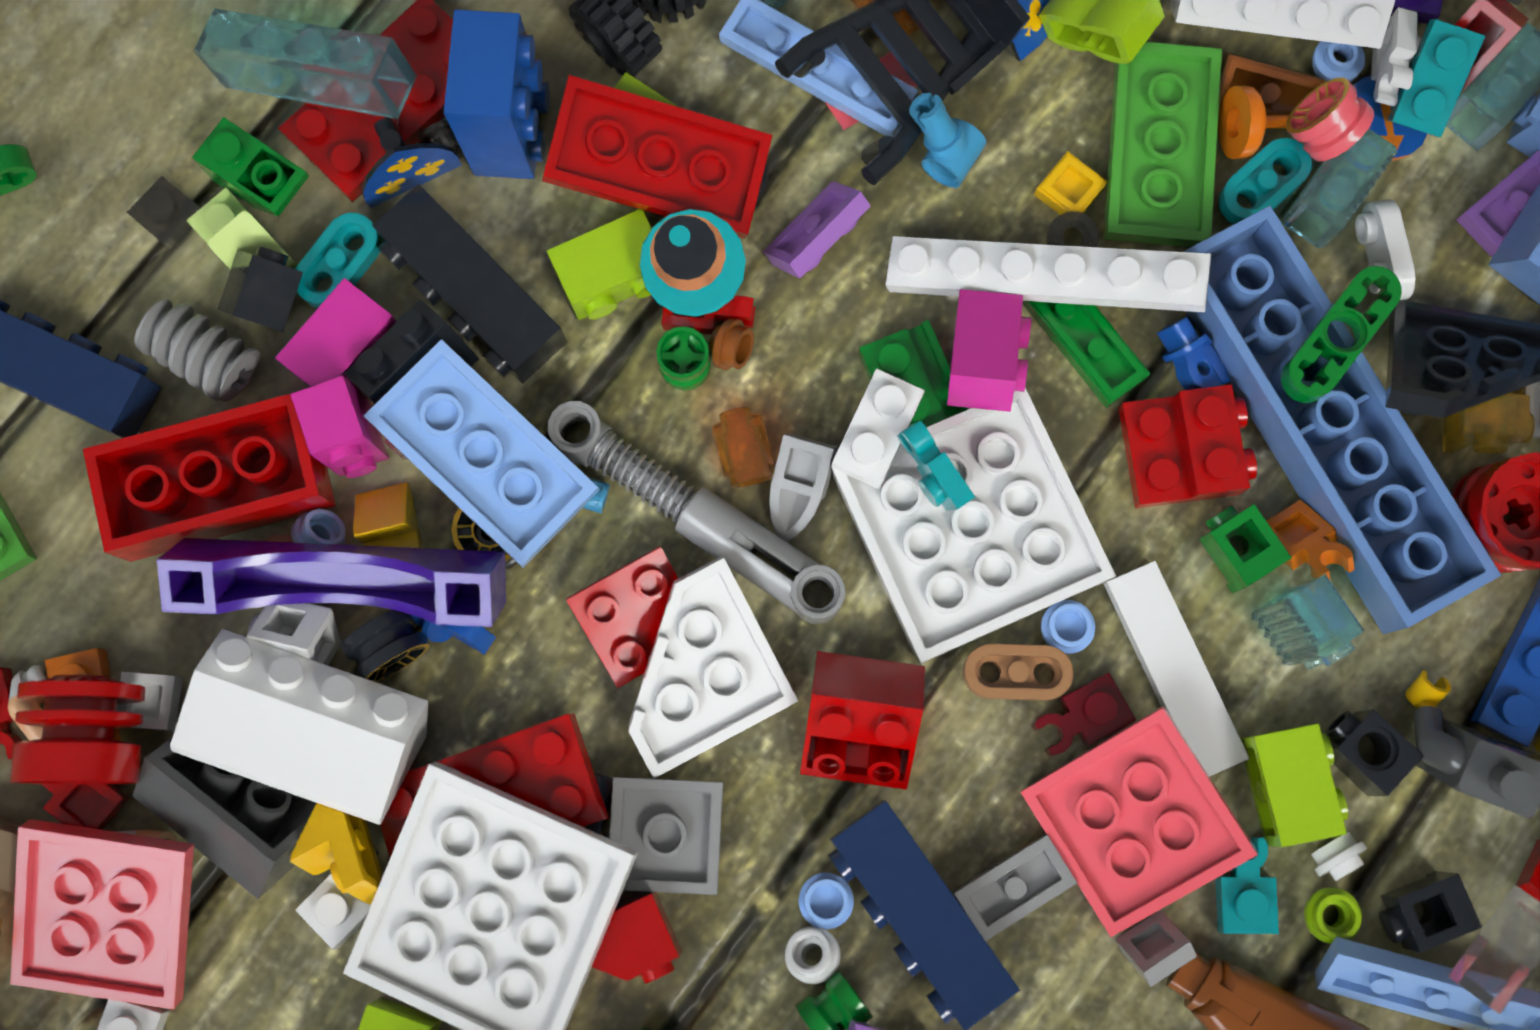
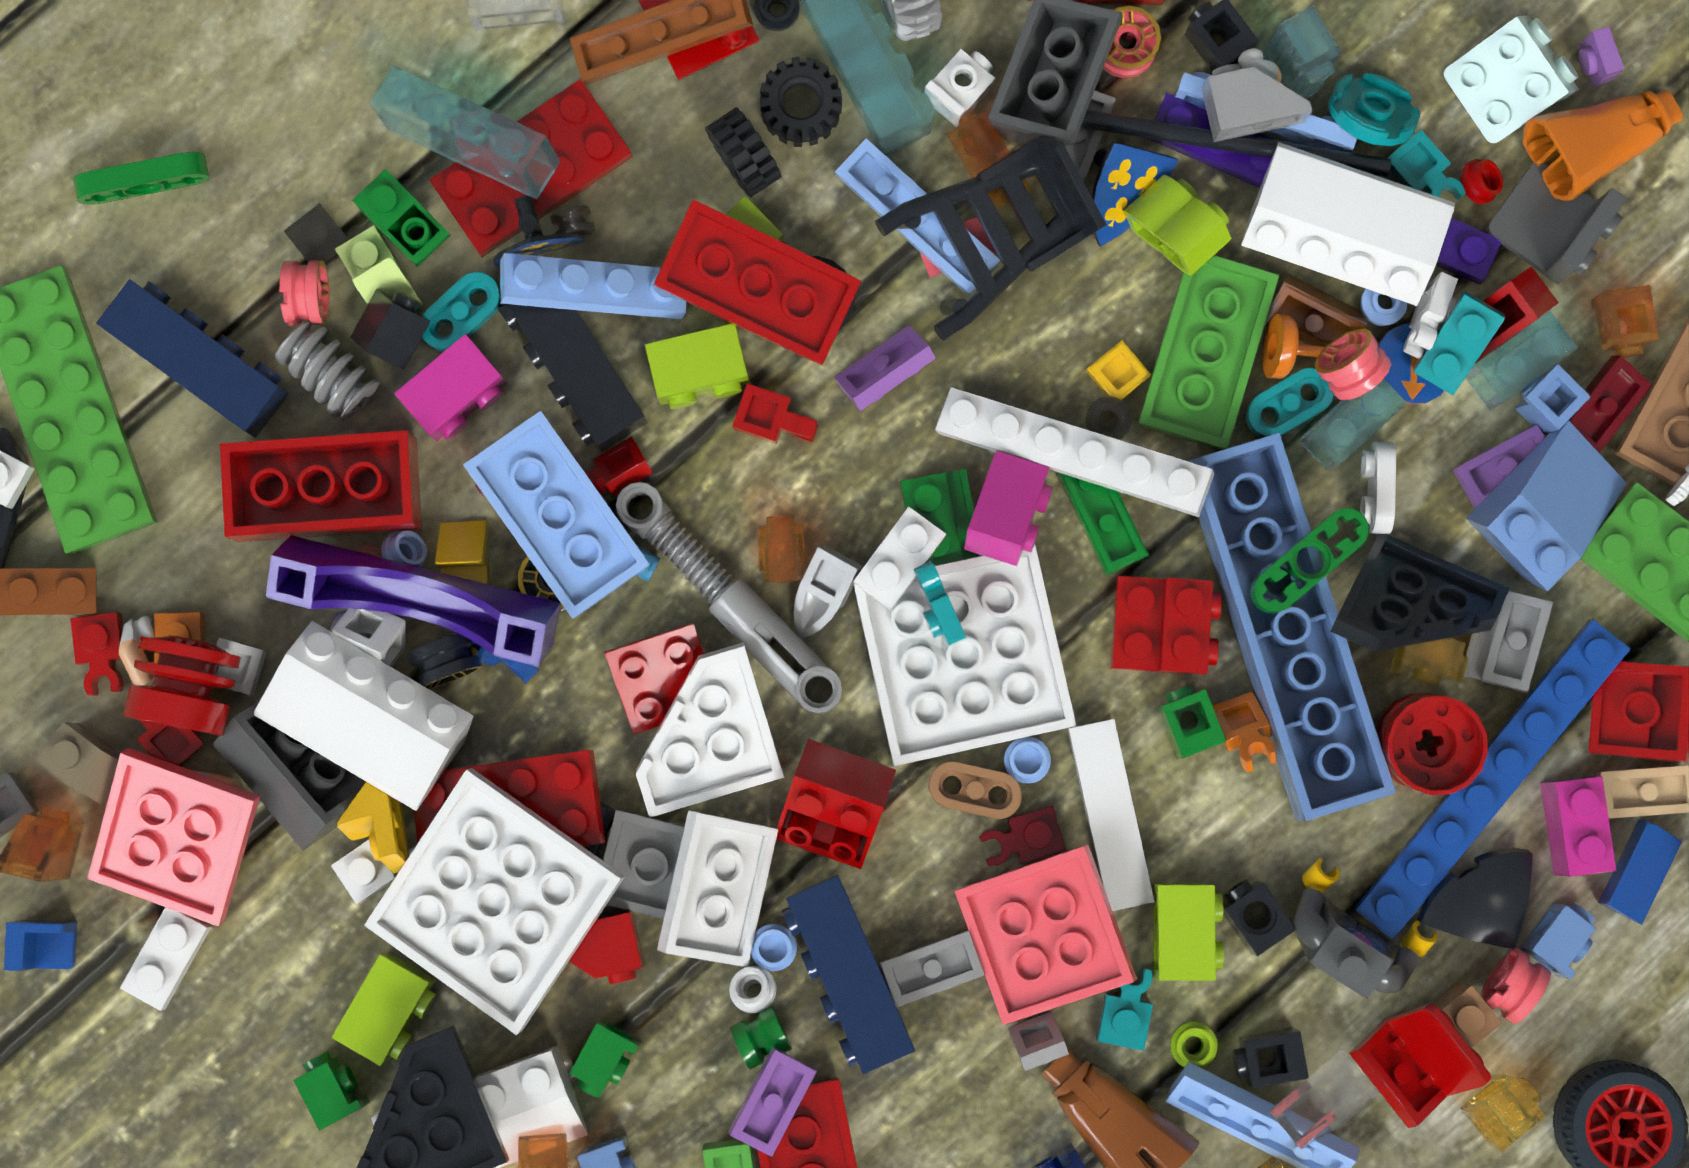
camera: 10 degrees right, 5 degrees up
(158, 269) = (305, 292): none -> coral wheel
(337, 429) = (438, 467): dark pink brick -> none
(402, 349) = (505, 410): black brick -> none
(470, 201) = (585, 286): none -> light blue plate
(496, 94) = (627, 201): blue brick -> none
(545, 392) = (618, 467): none -> red plate
(683, 347) = (743, 454): green wheel -> none
(692, 262) = (768, 382): tile -> none
(731, 344) = (789, 457): dark orange plate -> none
(748, 846) = (717, 889): none -> white plate
(950, 142) = (1016, 313): dark azure pin -> none
(1192, 352) = (1186, 542): blue piece -> none
(1309, 624) = (1227, 800): clear light blue brick -> none
(1339, 857) = (1209, 998): white plate -> none

